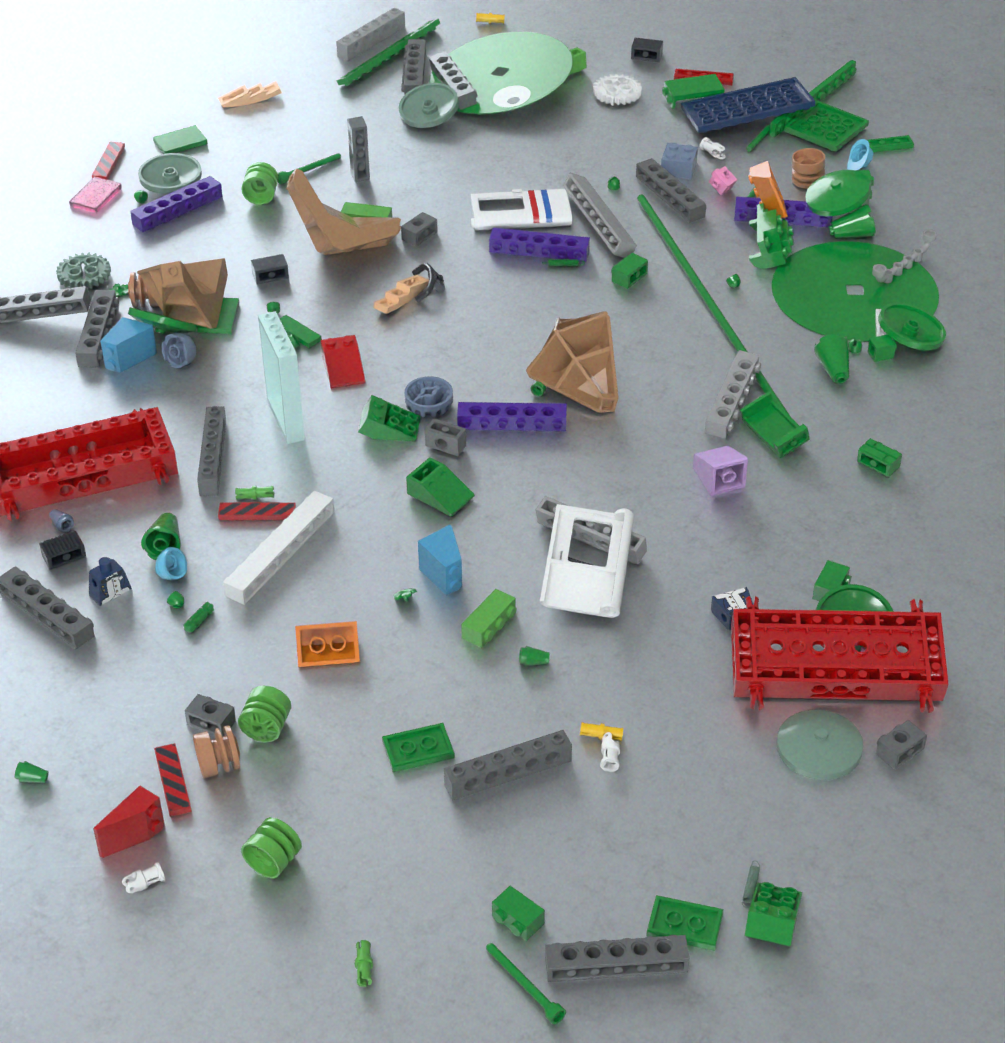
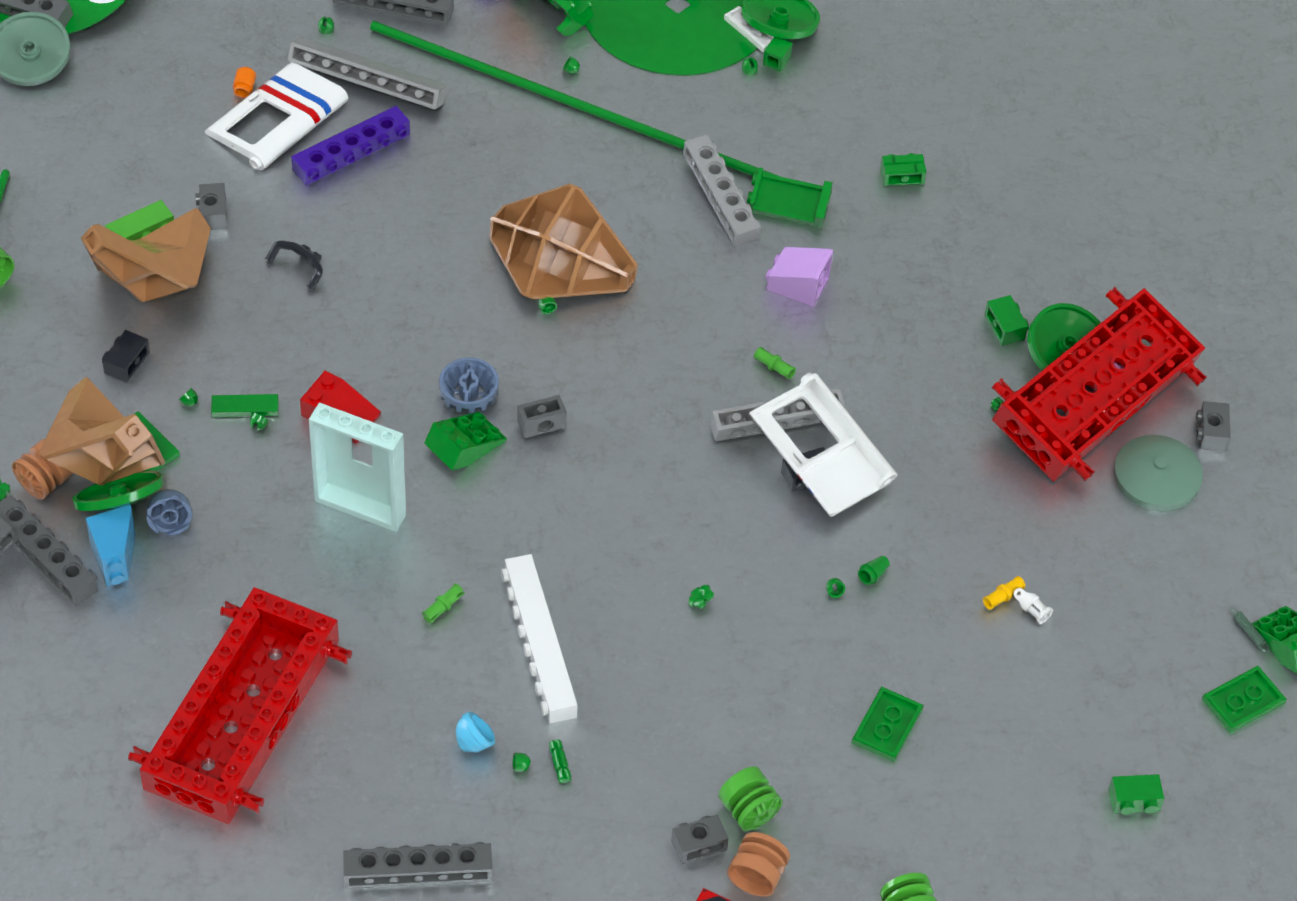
camera: 50 degrees left, 10 degrees up
(62, 521) = (305, 772): sand blue cone -> none
(62, 549) = (351, 800): black brick -> none
(107, 581) = (443, 789): dark blue torso -> none
(161, 535) = (430, 711): green cone -> none
(211, 451) = (349, 592): dark grey brick -> none
(255, 510) = (467, 620): red tile -> none
(327, 643) = (702, 693): orange slope -> none
(358, 149) = (53, 153): dark grey brick -> none
(402, 294) = (291, 292): light nougat slope -> none
(438, 487) = (599, 472): green slope -> none
(441, 559) = (704, 539): dark azure slope -> none
(488, 618) = (798, 563): bright green brick -> none
(492, 646) = (839, 585): none -> green hinge
(507, 764) = (978, 680): dark grey brick -> none
(512, 416) = (564, 352): dark purple brick -> none
(525, 182) = (244, 82): none -> orange brick
(553, 262) = (393, 150): green piece -> none
(553, 1011) = (1248, 846): green piece -> none
(629, 270) = (469, 117): green brick -> none
(634, 958) = (1212, 810): dark grey brick -> none
(635, 505) = (774, 363): none -> bright green pin
(723, 605) = (969, 402): torso -> none
(834, 356) = (759, 93): green cone -> none

